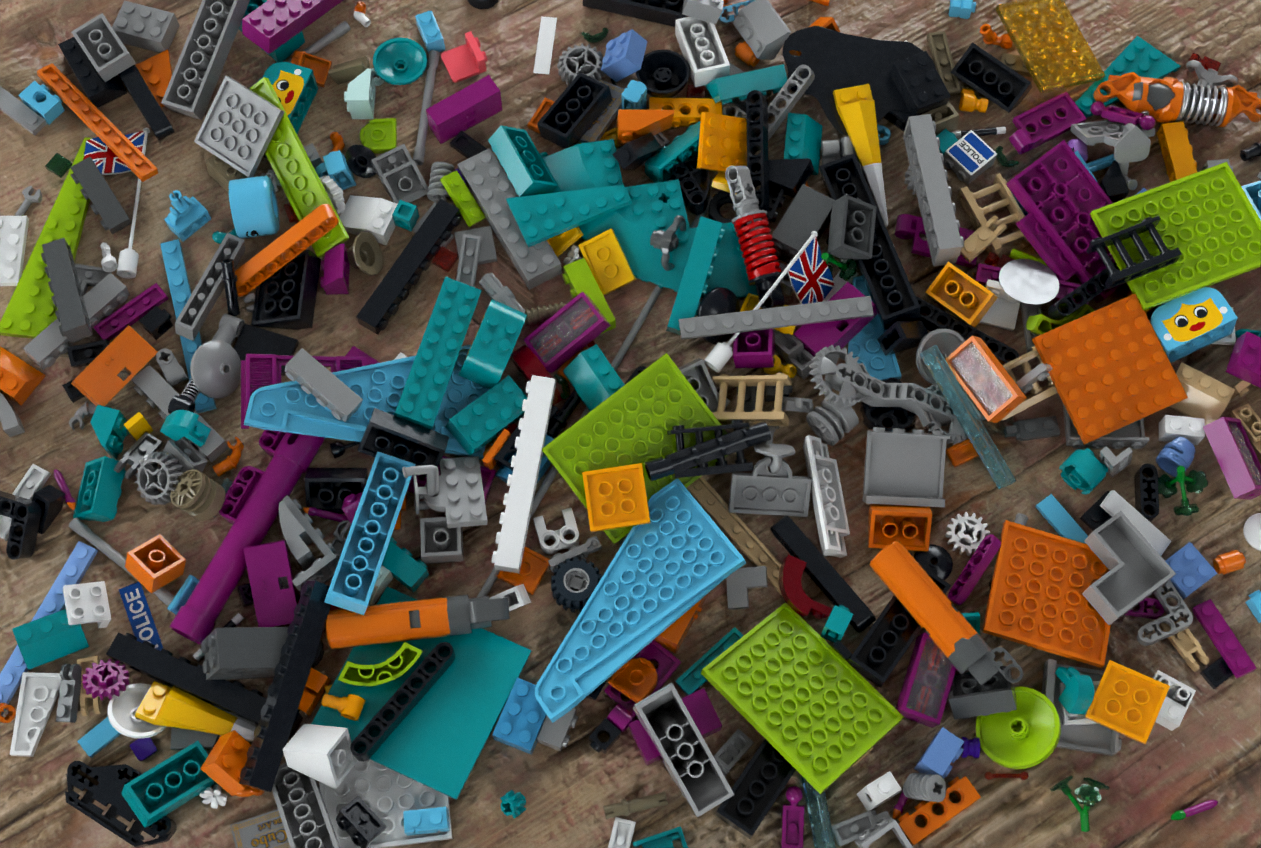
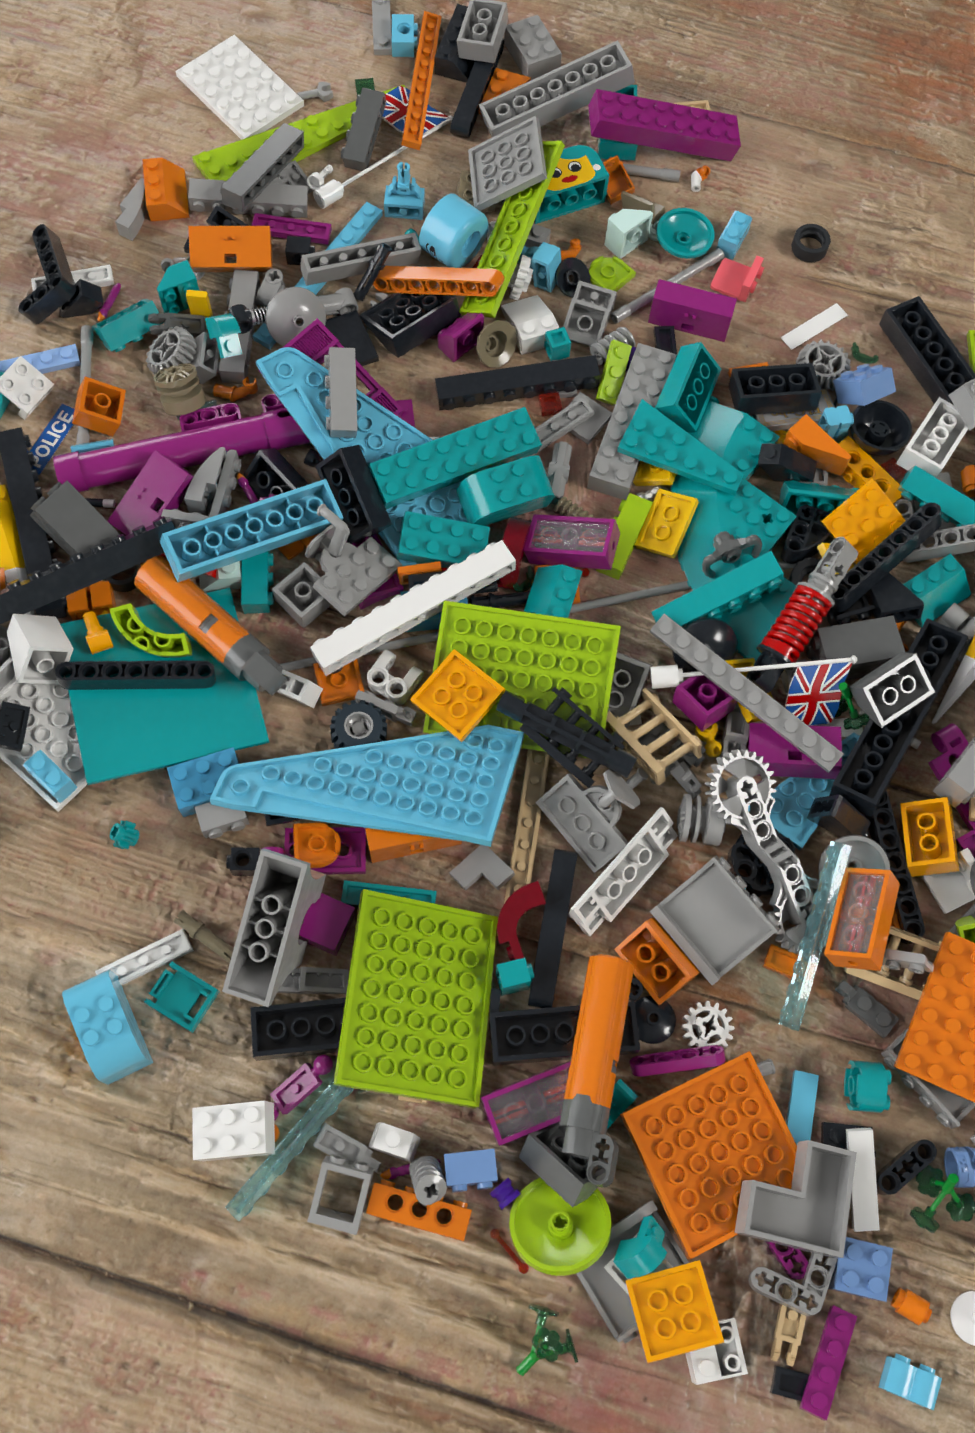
camera: 45 degrees right, 0 degrees up
(1115, 463) = (902, 1111): light grey fence -> none

